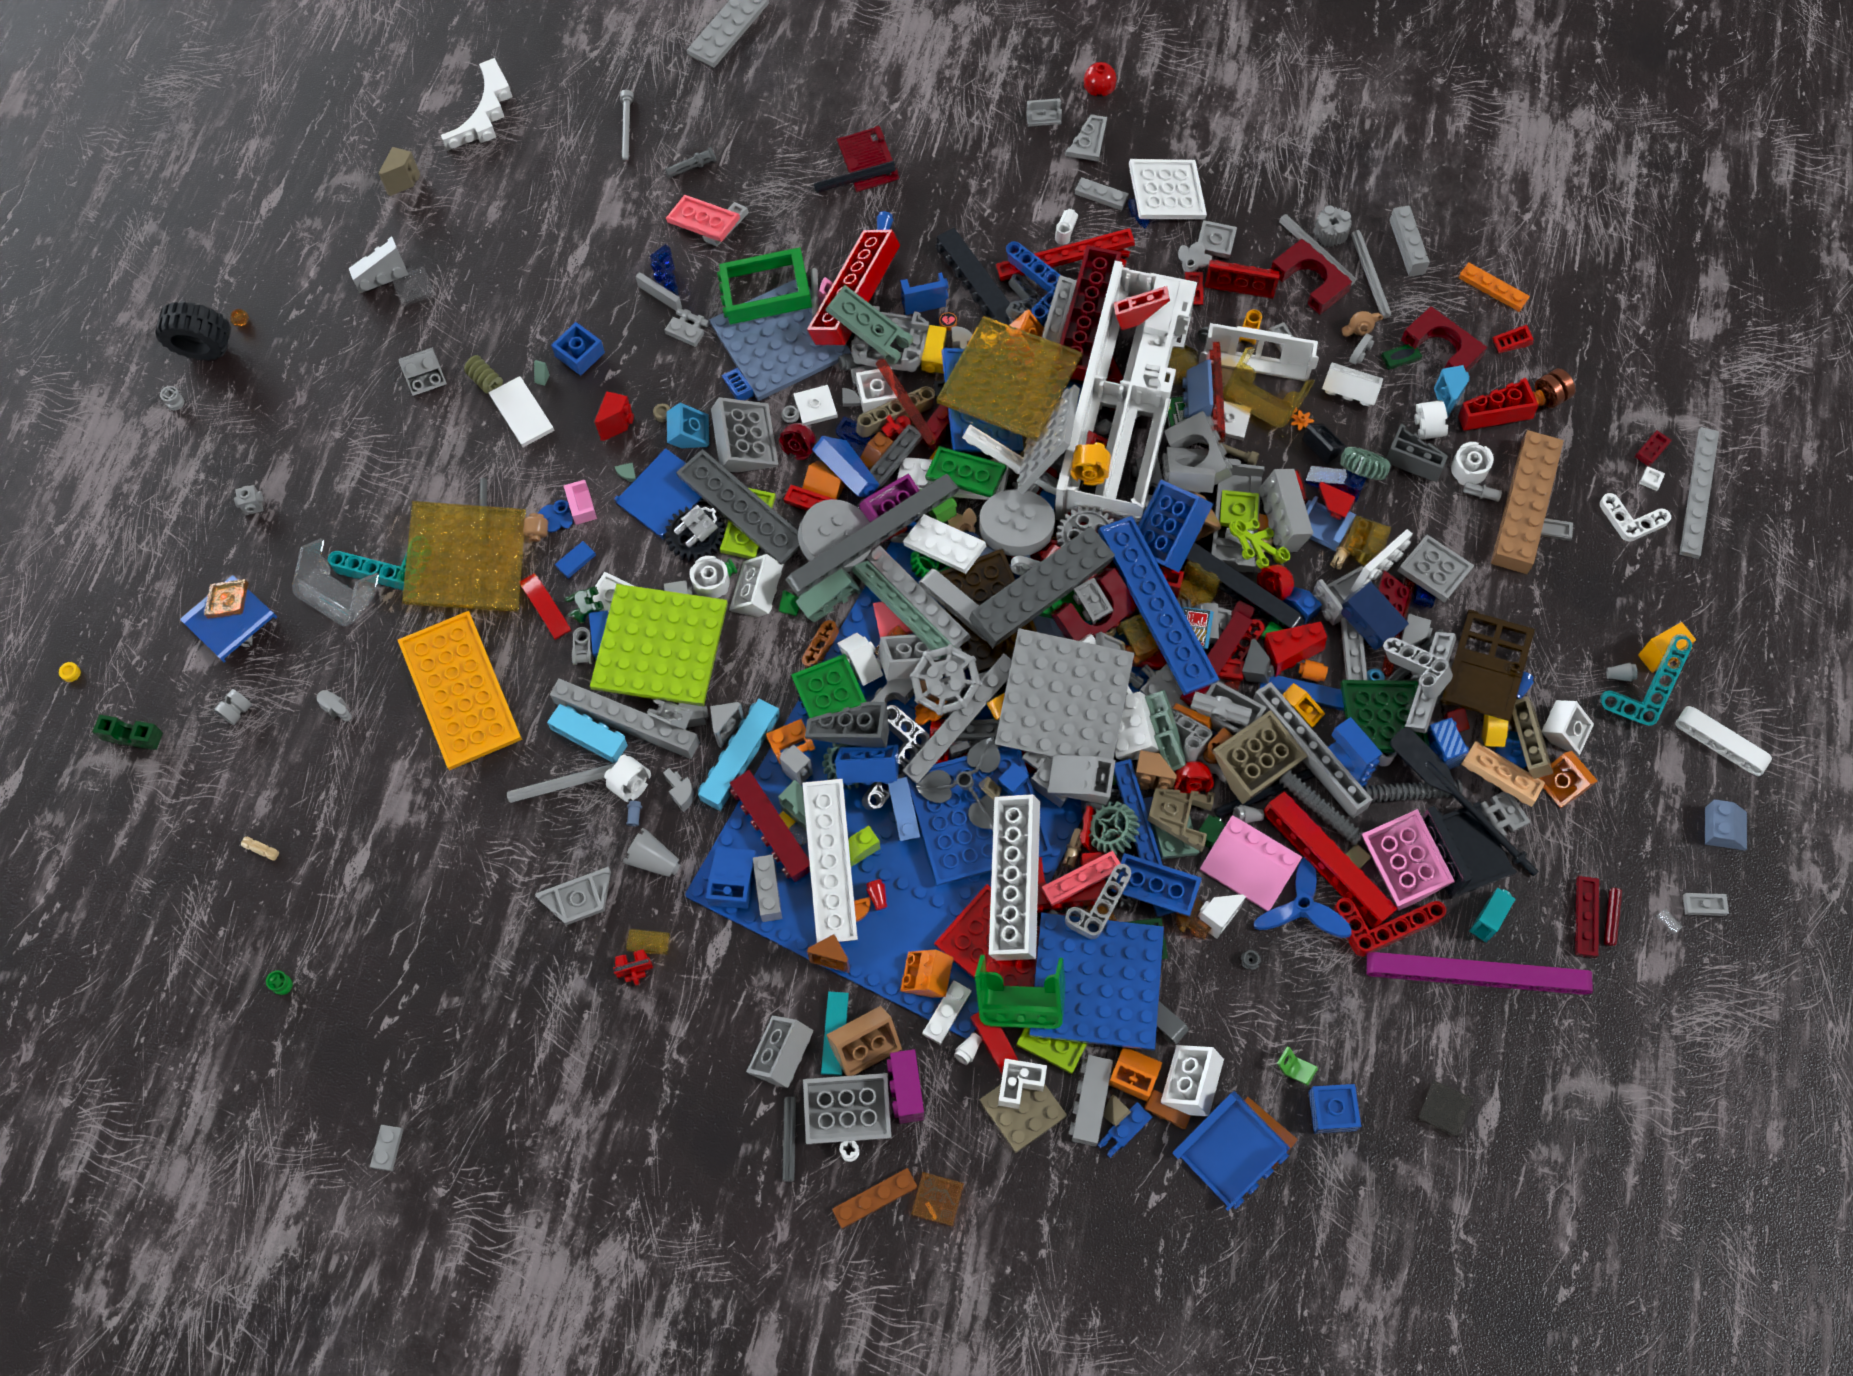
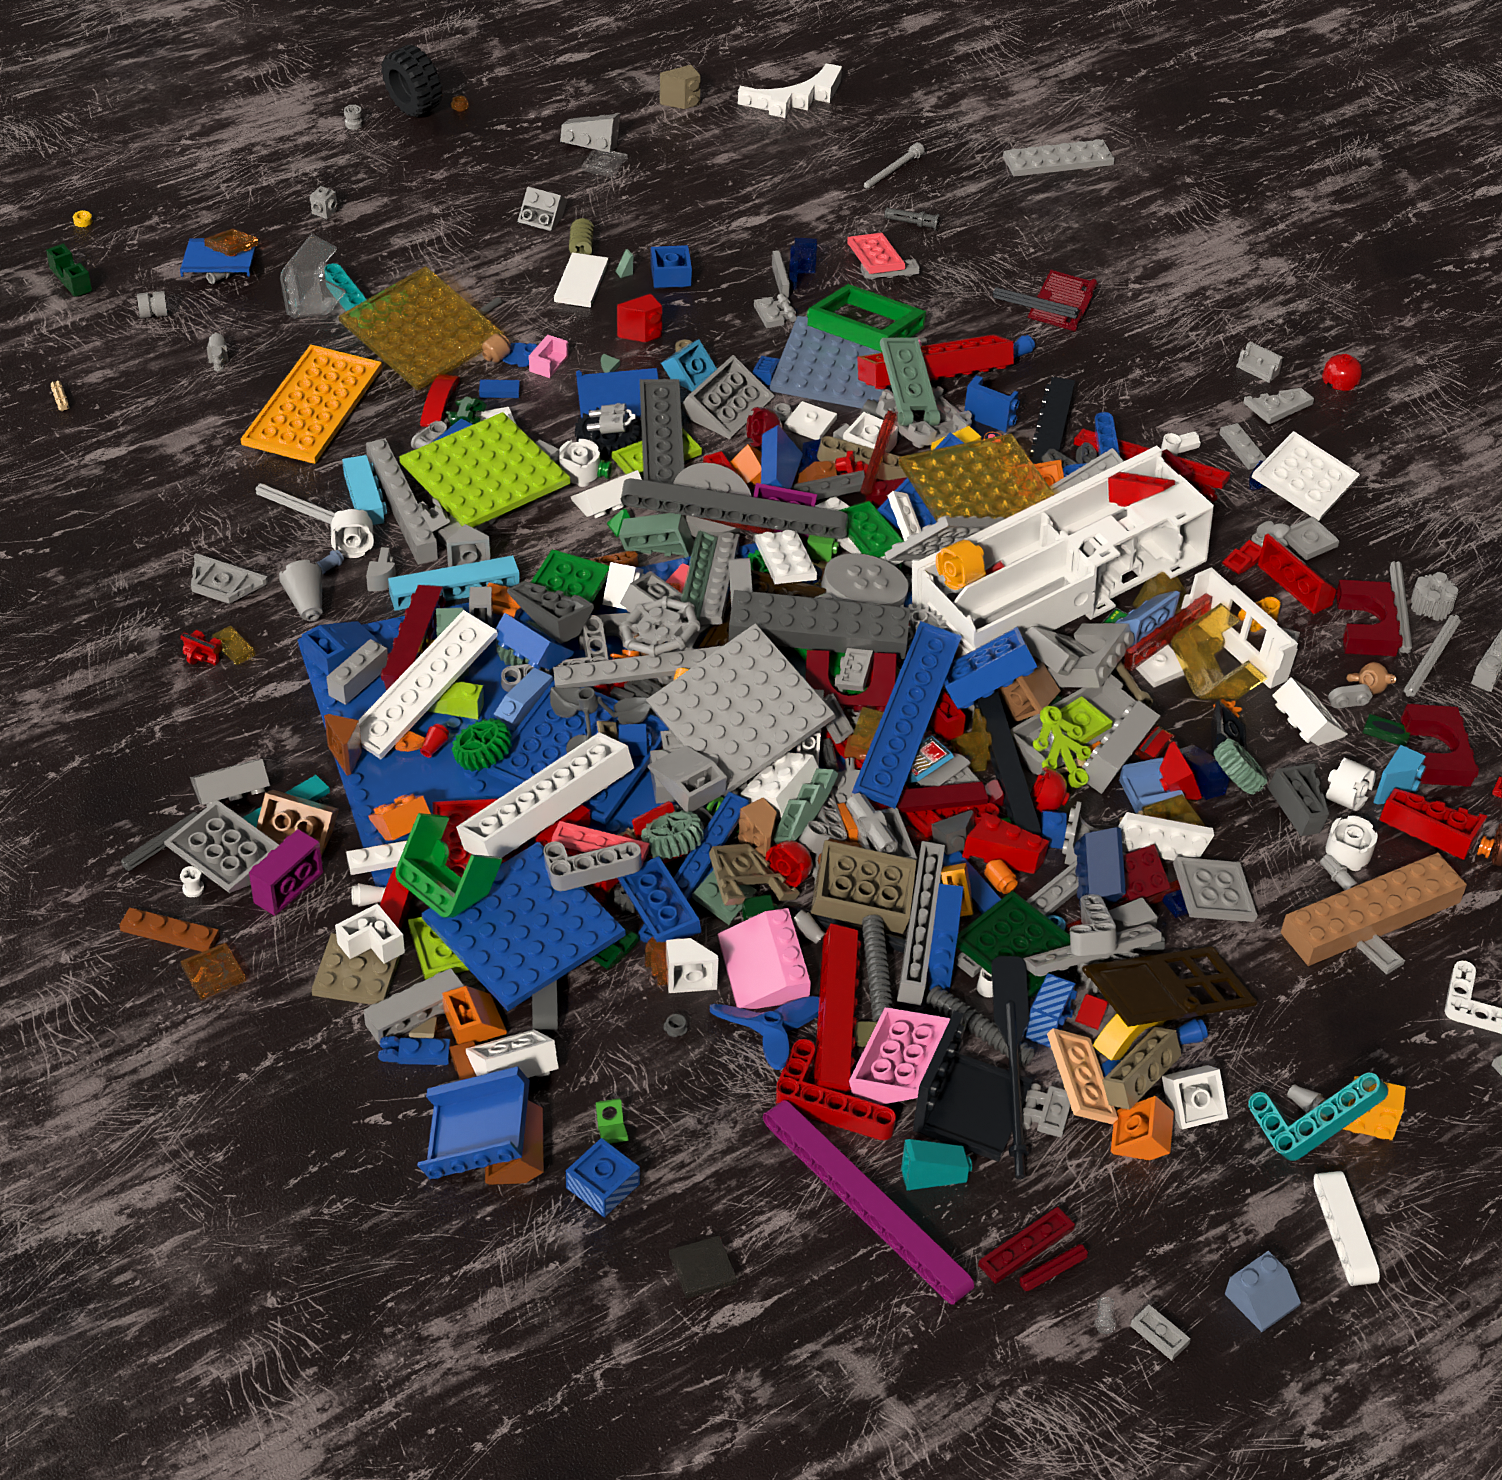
camera: 40 degrees right, 20 degrees down
(913, 888) = (482, 744): none -> green gear

